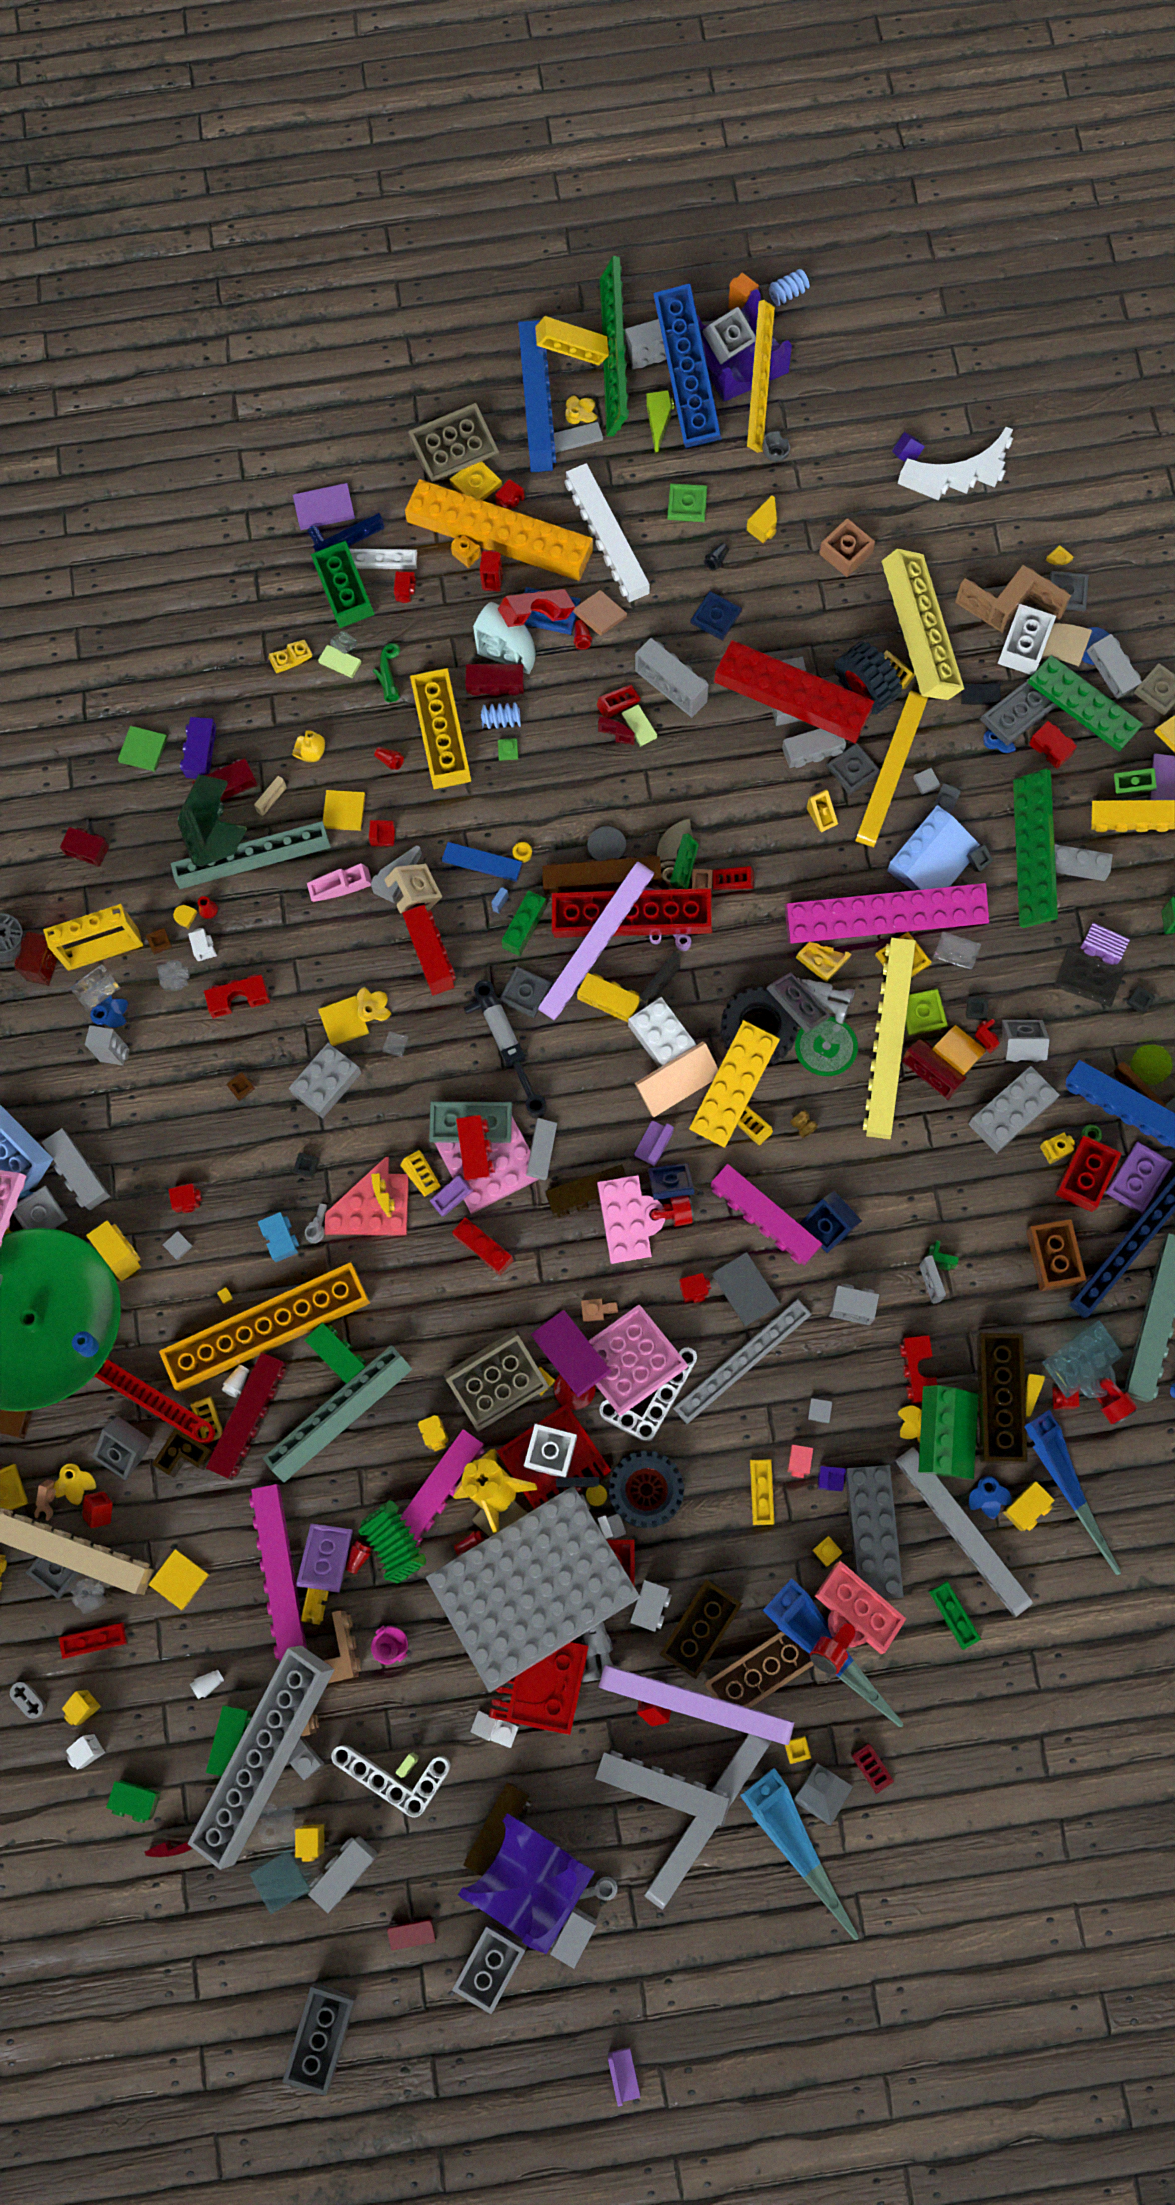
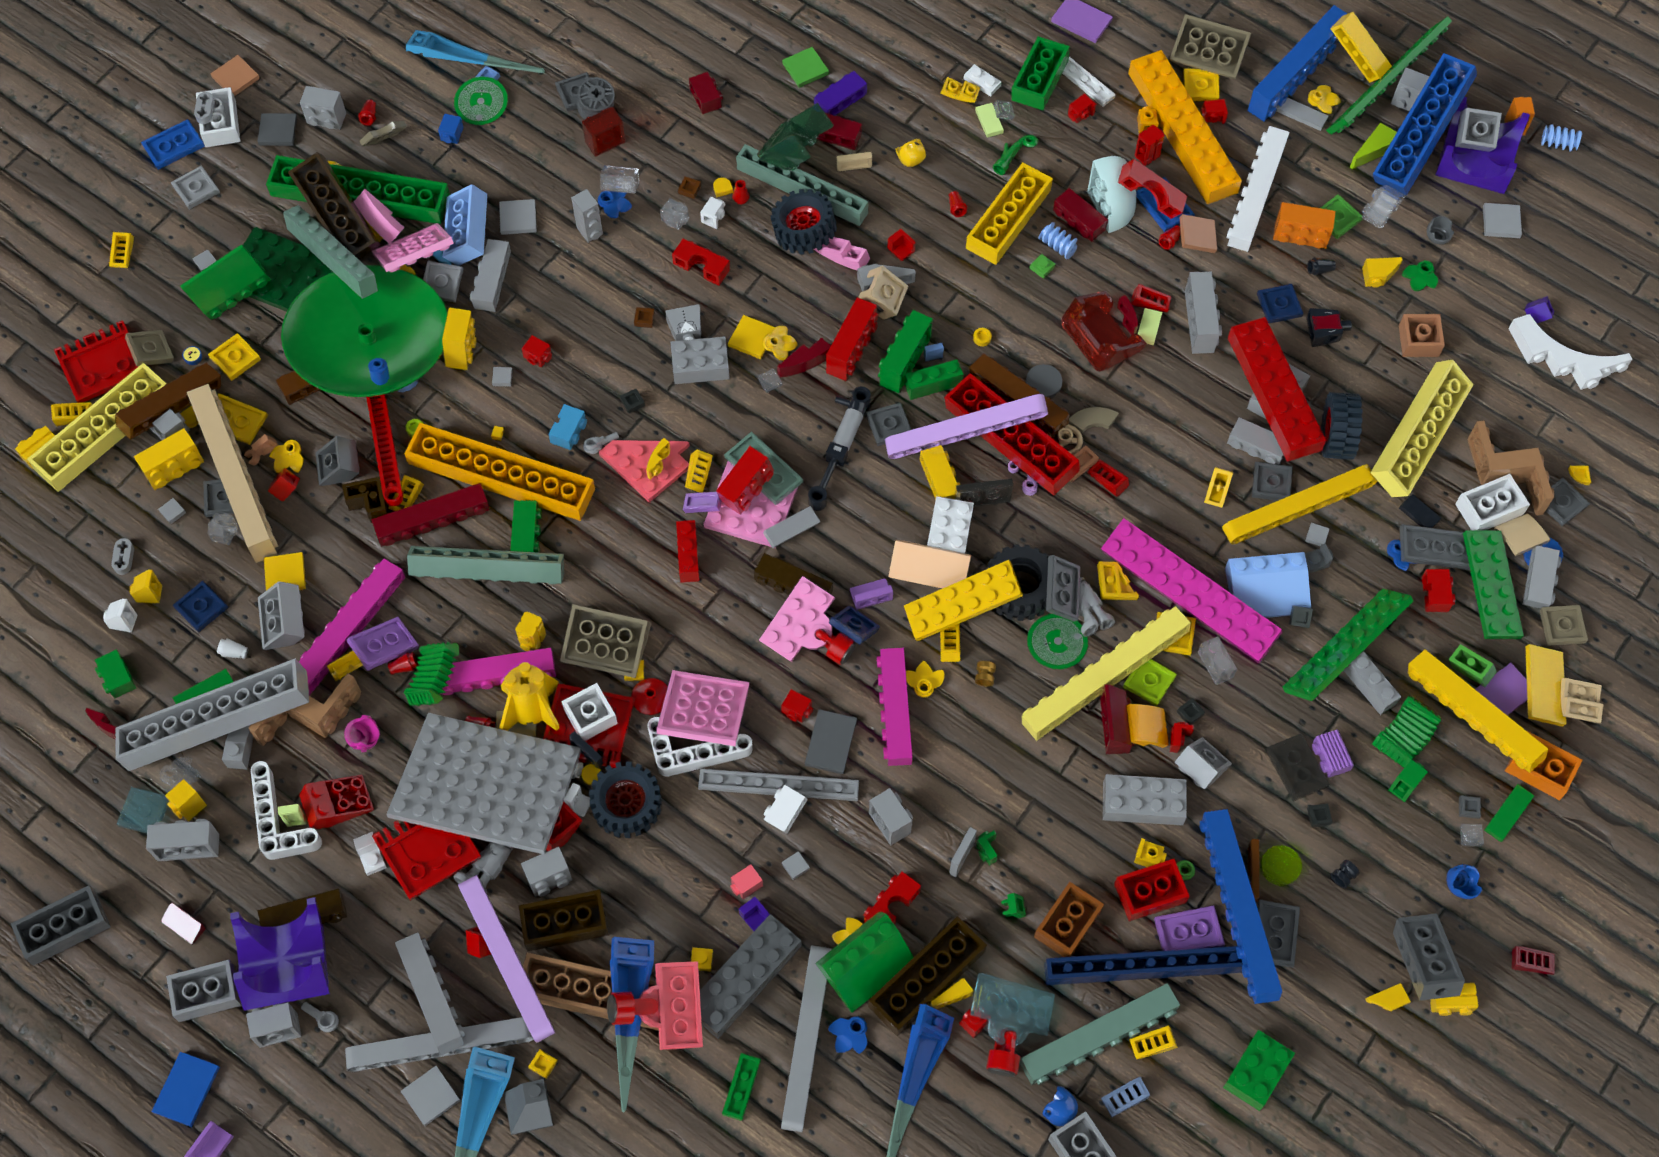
camera: 40 degrees right, 10 degrees down
(26, 1622) = (171, 511): none -> light grey tile
(41, 1098) = (518, 216): none -> light grey tile
(92, 1640) = (197, 559): red tile -> none
(98, 948) = (668, 169): yellow window -> none
(139, 1675) = (200, 606): none -> dark blue tile
(152, 1357) = (411, 426): none -> lime tile
(216, 1618) = (280, 616): none -> light grey slope
(235, 1382) = (445, 487): white cone -> none
(272, 881) = (803, 221): none -> black wheel
(280, 1061) = (685, 322): none -> light grey torso
(299, 630) = (982, 79): none -> white plate
(344, 810) = (892, 211): yellow tile -> none
(350, 535) = (1079, 49): clear blue piece -> none
(406, 999) = (804, 359): none -> dark red slope
(425, 1717) = (335, 801): none -> red slope
(480, 921) = (905, 351): none -> green brick
(482, 861) = (949, 319): blue tile -> none
(555, 2053) = (185, 1089): none -> blue tile
(571, 1353) = (670, 668): magenta tile -> none
(594, 1310) = (717, 660): nougat plate -> none
(610, 767) = (1097, 333): none -> clear red windscreen
(675, 534) = (1304, 225): none -> orange brick
(684, 862) = (1084, 435): green tile -> none
(716, 460) = (1384, 203): none -> clear brick
(742, 1861) = (430, 1095): none -> light grey tile
(760, 376) = (1476, 174): yellow tile -> none
(761, 1169) = (924, 678): none -> yellow plate
(762, 1492) = (700, 879): yellow tile -> none
(769, 604) = (1326, 326): none -> black torso
(770, 1376) = (785, 808): none -> white brick
(796, 499) = (1419, 277): none -> green plate
(809, 396) = (1502, 220): none -> light grey tile
(830, 1221) = (935, 751): dark blue slope -> none
(862, 1752) = (585, 1127): dark red slope -> none
(910, 673) = (1368, 456): yellow slope -> none
(1006, 1281) = (1015, 904): none -> green tile
(1029, 1507) = (869, 1066): yellow brick -> none
(1139, 876) = (1408, 732): none -> green piece

